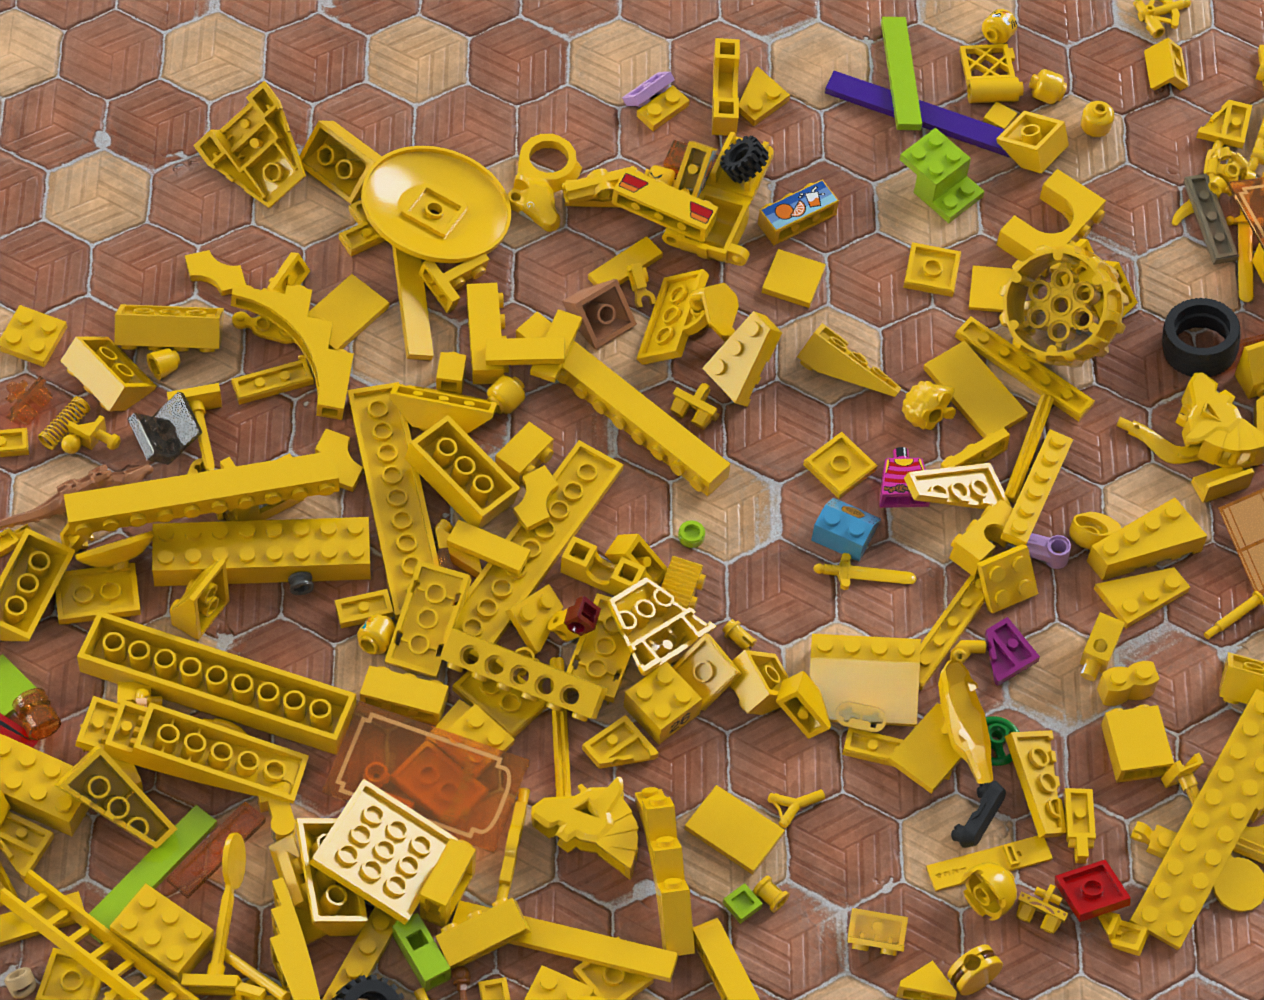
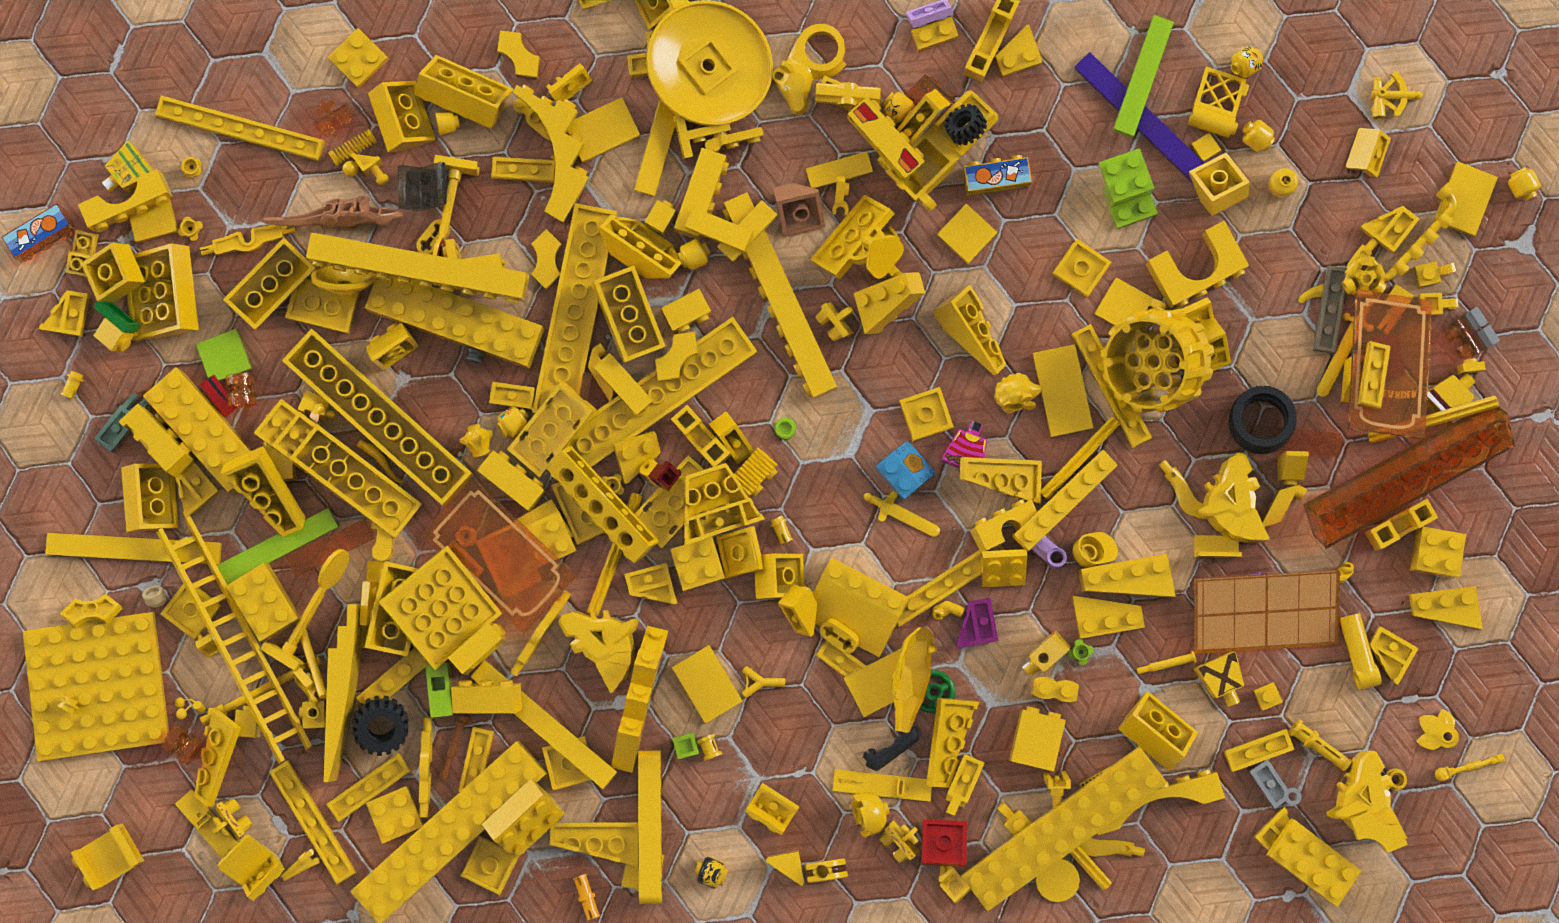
camera: 30 degrees right, 25 degrees up
(344, 666) = (477, 440): none -> yellow rock
(497, 270) = (732, 140): none -> yellow hinge
(980, 452) = (1032, 449): yellow plate -> none
(1138, 632) = (1074, 652): none -> lime plate

